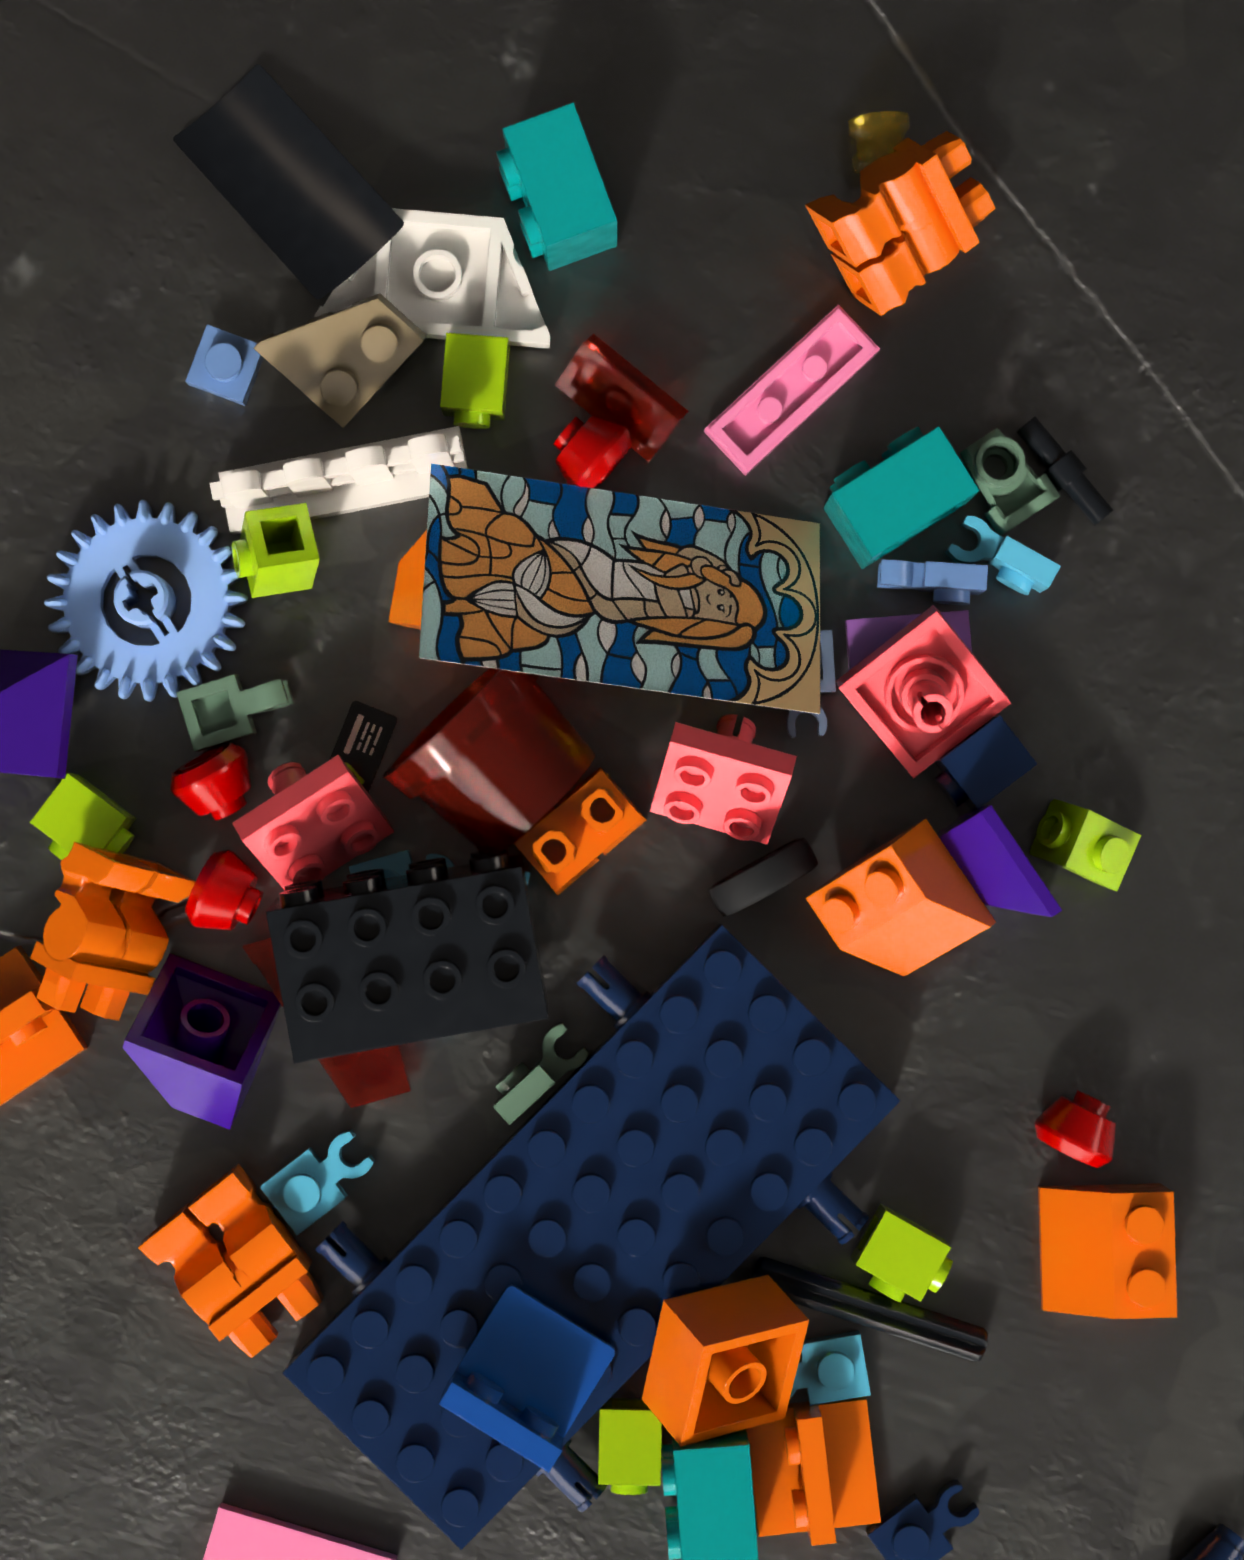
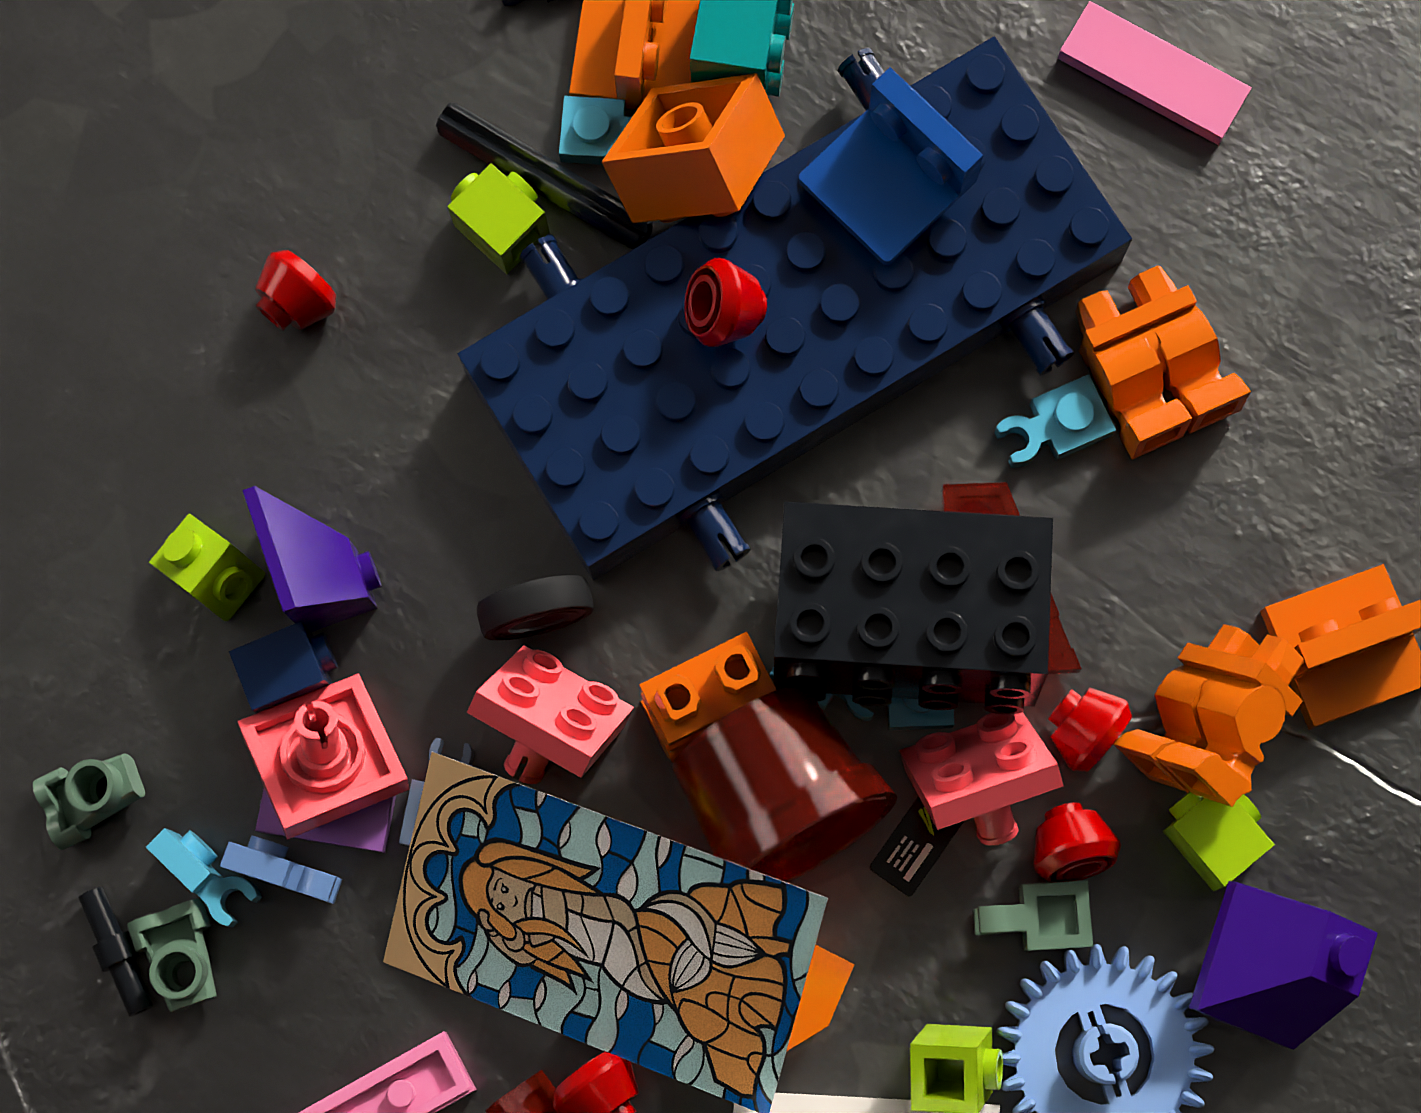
camera: 160 degrees left, 10 degrees down
(202, 1038) = (1142, 588): dark purple slope -> none
(526, 1086) = (825, 461): sand green plate -> none
(629, 1446) = (808, 98): lime brick -> none
(655, 1203) = (723, 303): none -> red cone
(900, 496) = (288, 959): teal brick -> none
(901, 903) = (404, 549): orange slope -> none
(1108, 1250) = (297, 173): orange slope -> none
(1140, 598) = (78, 797): none -> sand green plate

